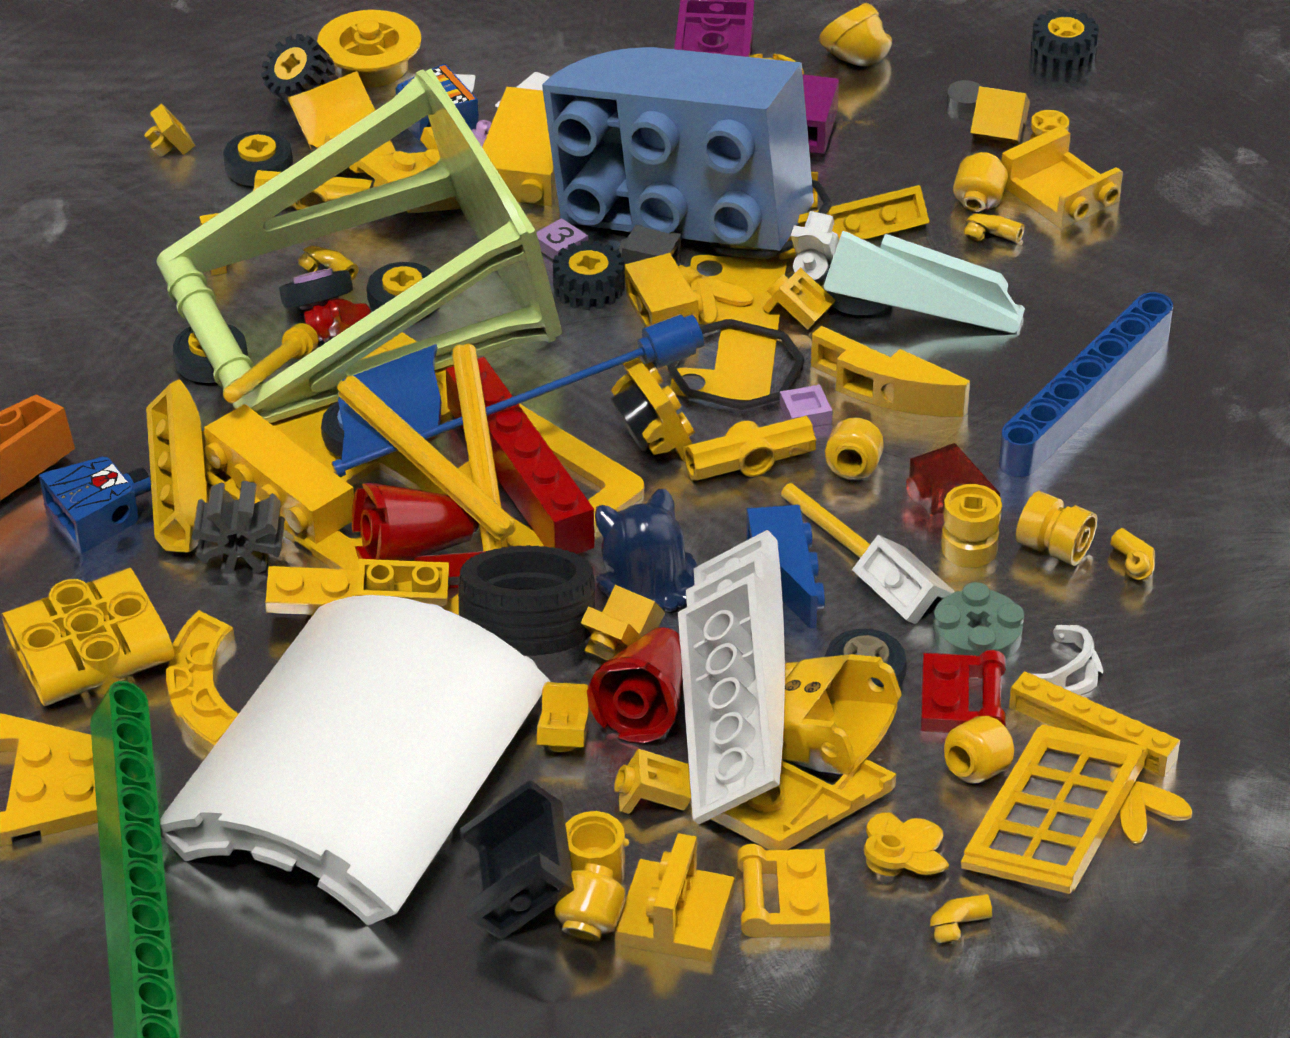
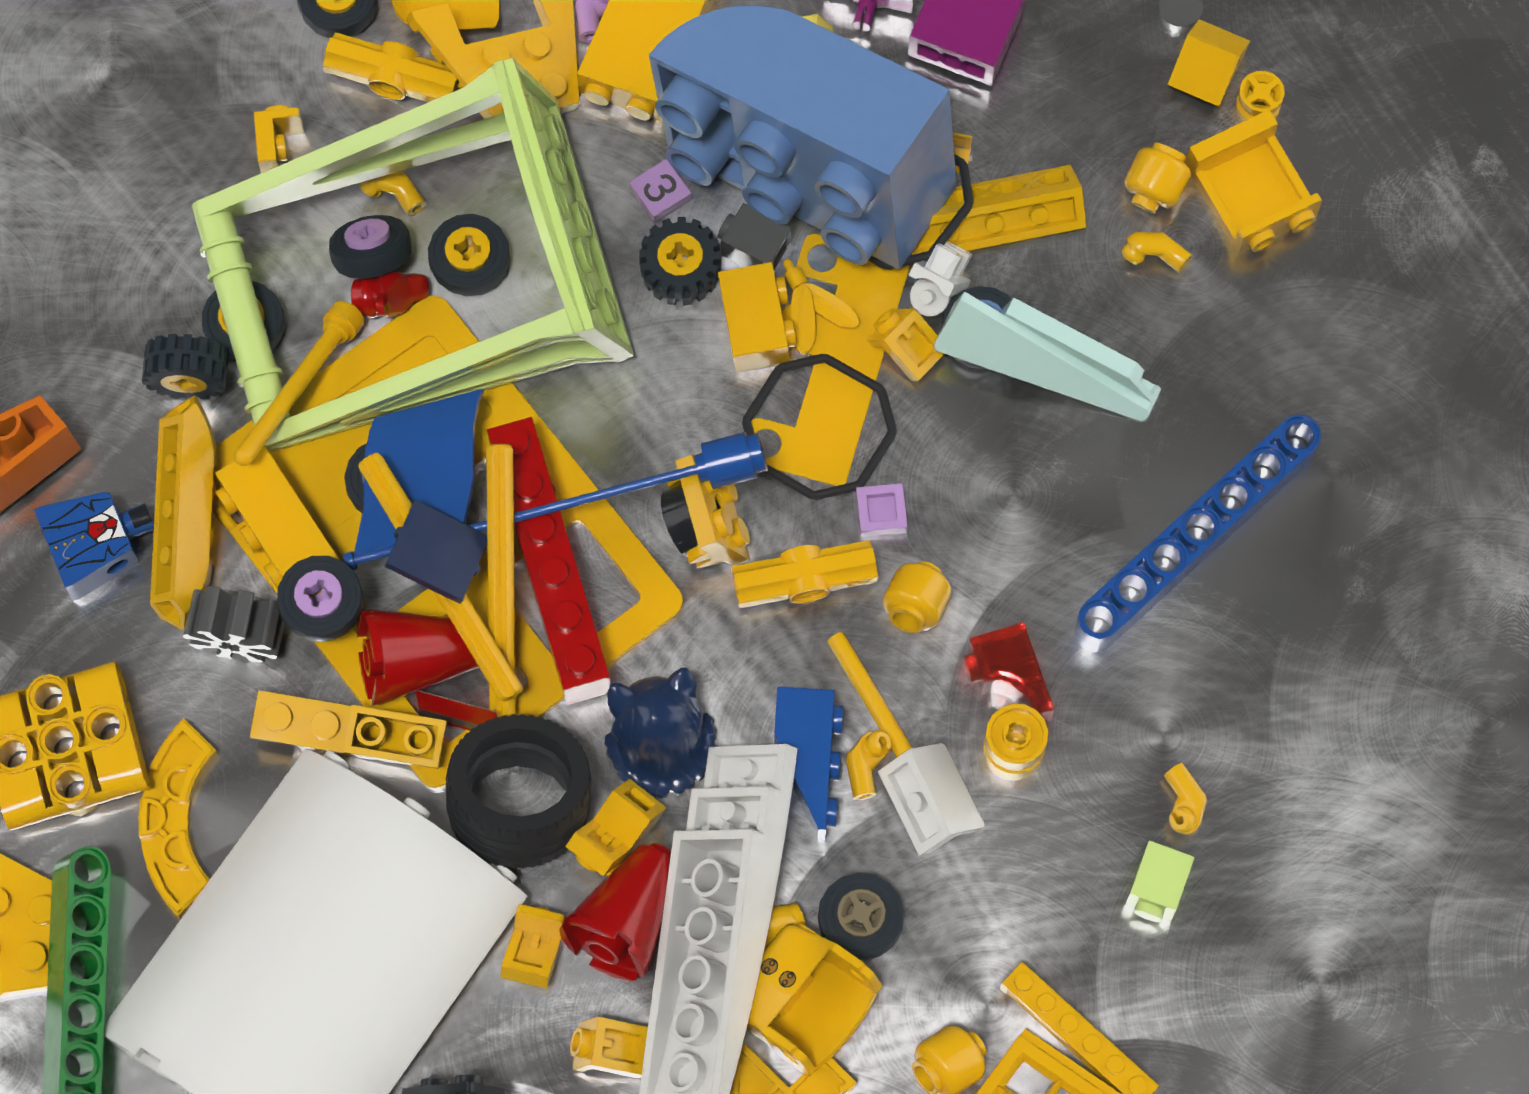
camera: 10 degrees right, 30 degrees up
(154, 361) = (185, 366): none -> black wheel
(317, 485) = (327, 613): none -> black wheel
(420, 431) = (437, 551): none -> dark blue piece
(838, 562) = (863, 760): none -> yellow arm
(891, 382) = (992, 498): yellow slope -> none
(947, 689) = (939, 963): red plate -> none
(983, 606) = (989, 900): sand green plate -> none
(1062, 530) = (1106, 758): yellow wheel -> none
(1083, 640) = (1093, 954): white helmet -> none
(1131, 604) = (1159, 882): none -> yellowish green brick

